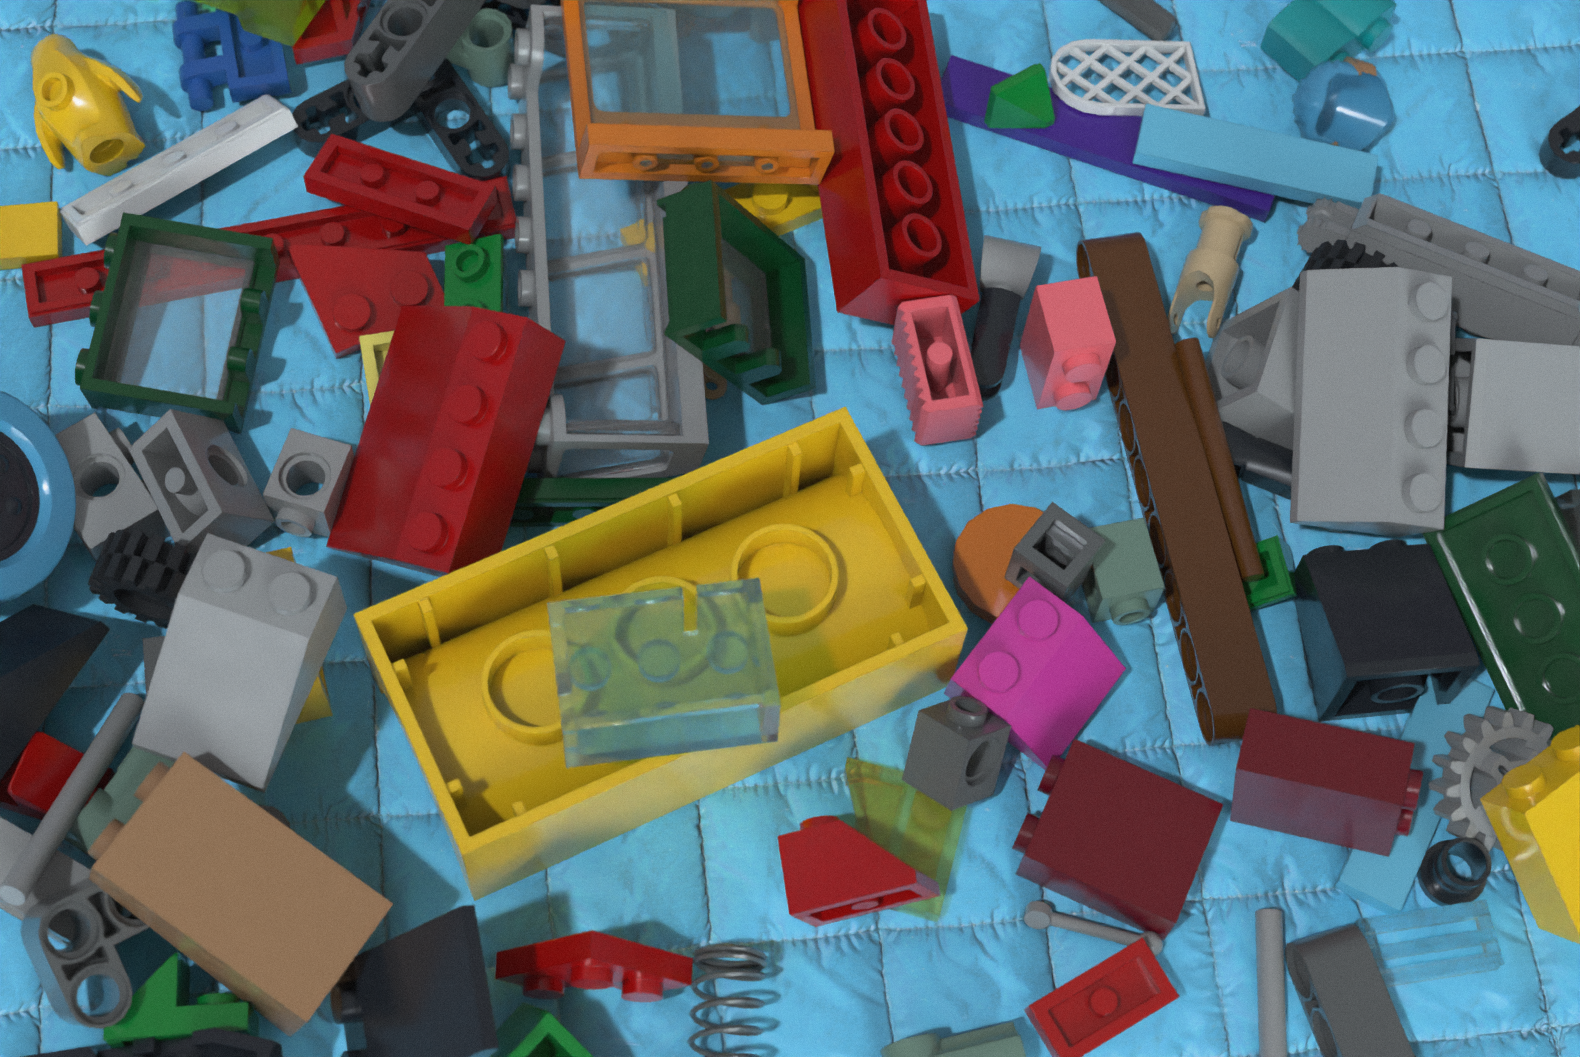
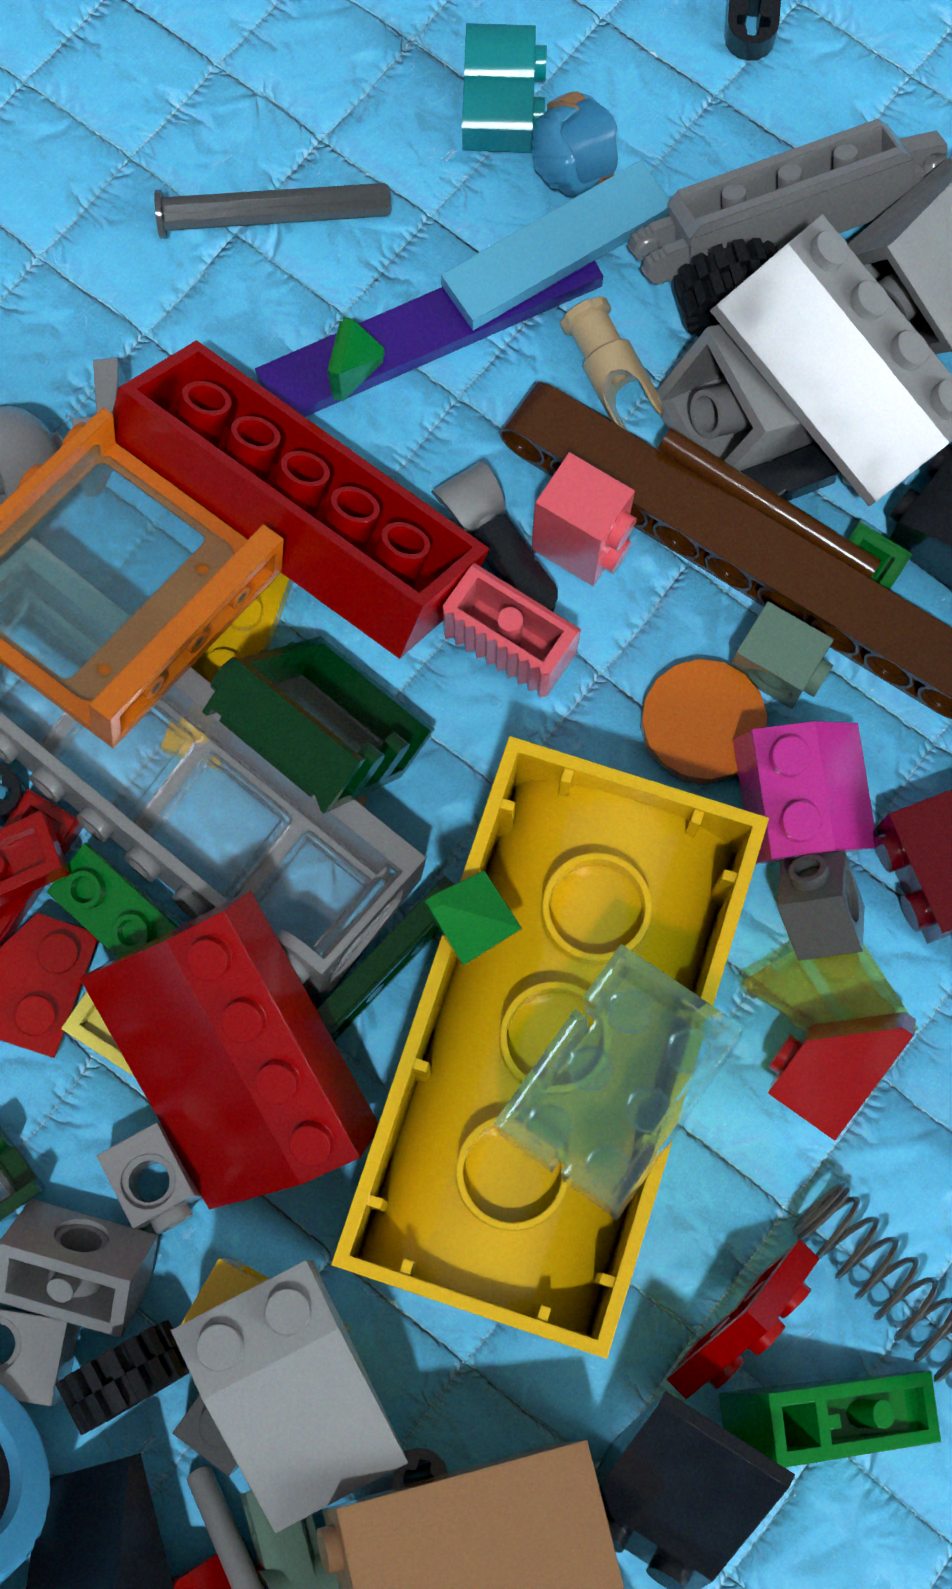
camera: 40 degrees left, 10 degrees up
(688, 488) = (472, 917): none -> green slope
(1055, 553) = (745, 694): dark grey brick -> none
(1123, 106) = (468, 243): white window -> none

